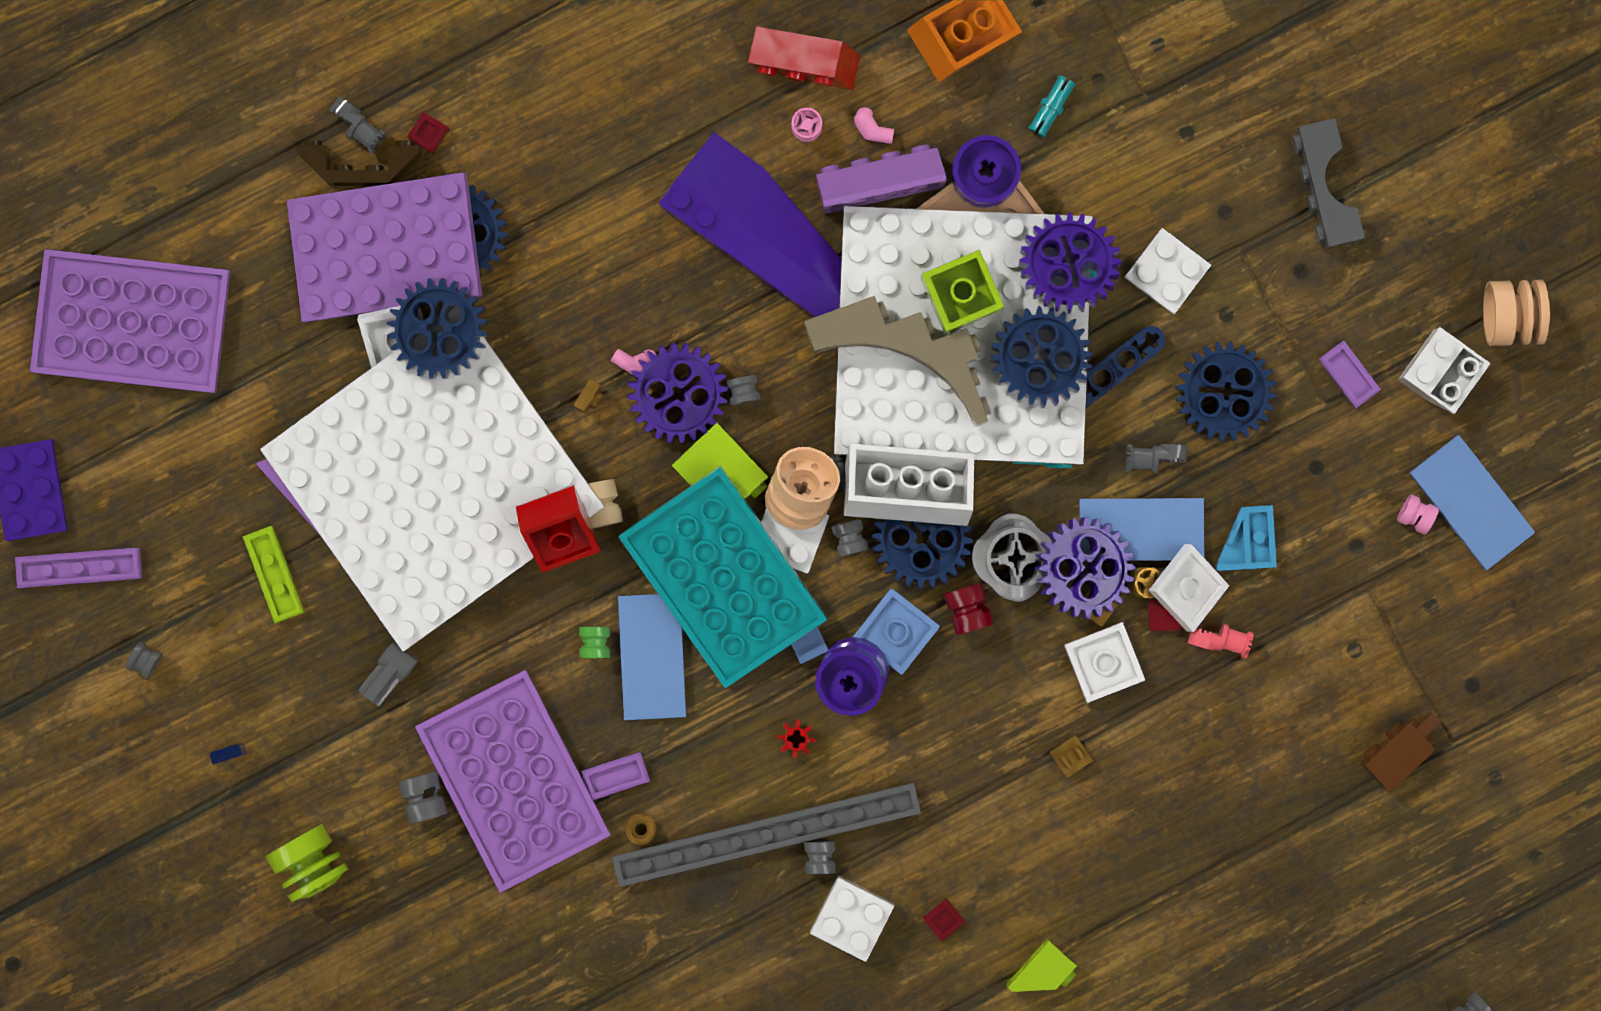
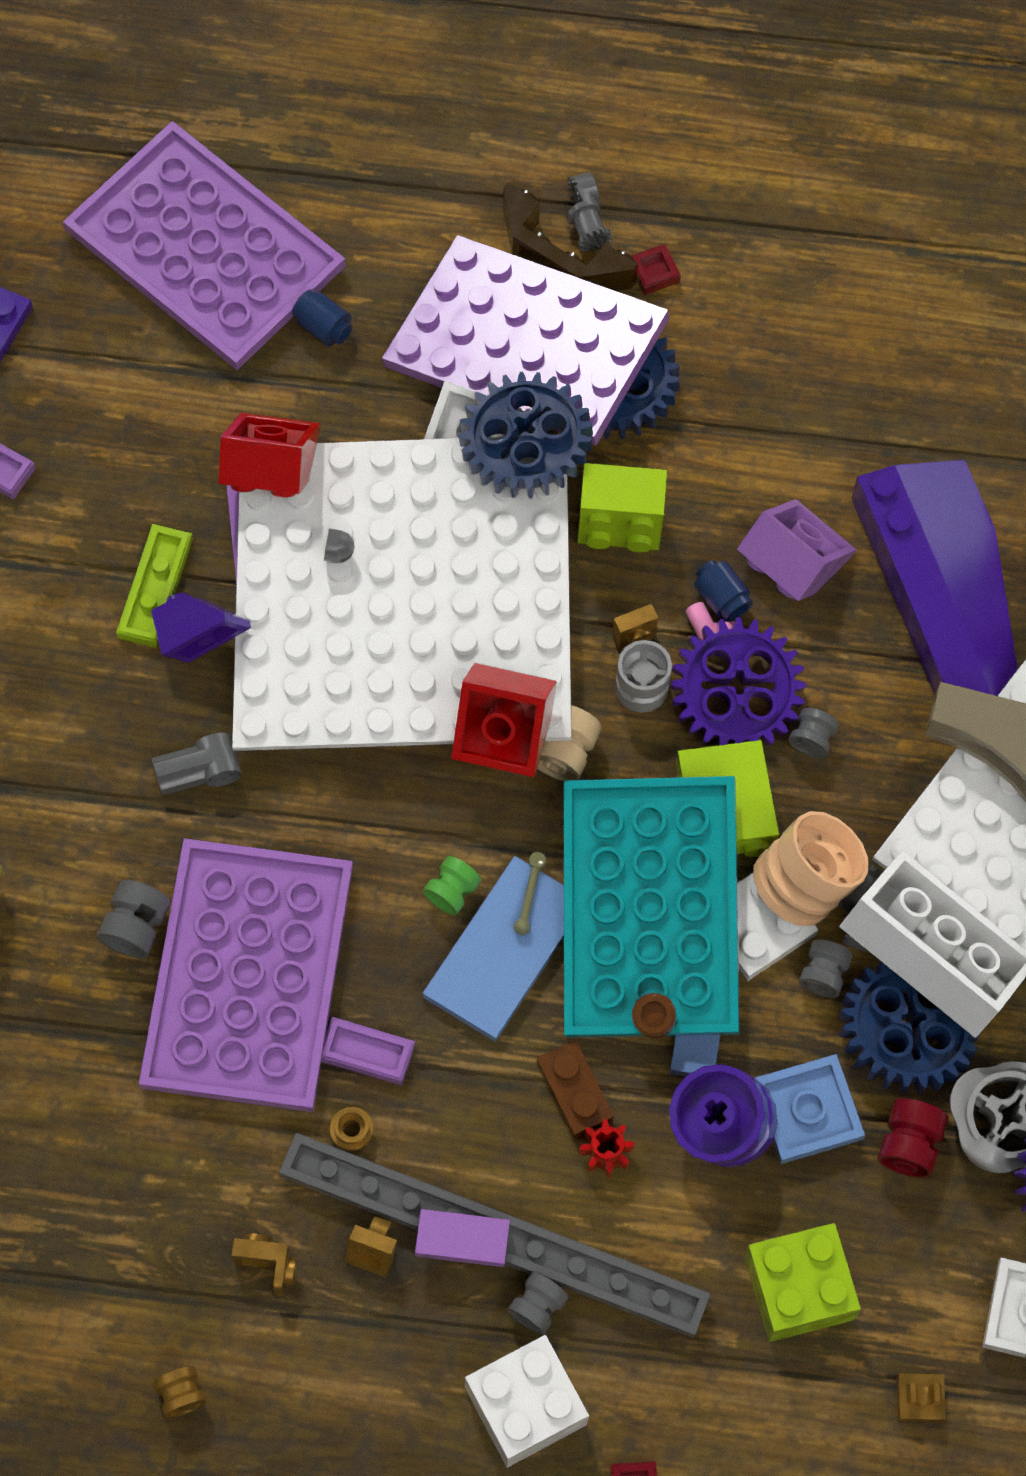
camera: 30 degrees right, 20 degrees down
(244, 321) = (322, 318): none -> dark blue brick
(285, 449) = (267, 454): none -> red slope
(320, 588) = (194, 626): none -> dark purple slope
(374, 481) = (338, 546): none -> dark grey hinge
(527, 326) = (622, 507): none -> lime brick
(616, 428) = (643, 676): none -> light grey wheel
(625, 333) = (723, 590): none -> dark blue brick
(634, 591) = (536, 862): none -> olive hinge
(641, 939) = (262, 1253): none -> pearl gold bracket
(651, 272) = (795, 549): none -> medium lavender slope
(703, 892) = (371, 1248): none -> pearl gold tile
(751, 852) = (462, 1238): none -> medium lavender tile
(752, 713) = (574, 1088): none -> reddish brown plate
(771, 644) = (654, 1015): none -> reddish brown tile
(961, 740) = (802, 1282): none -> lime brick

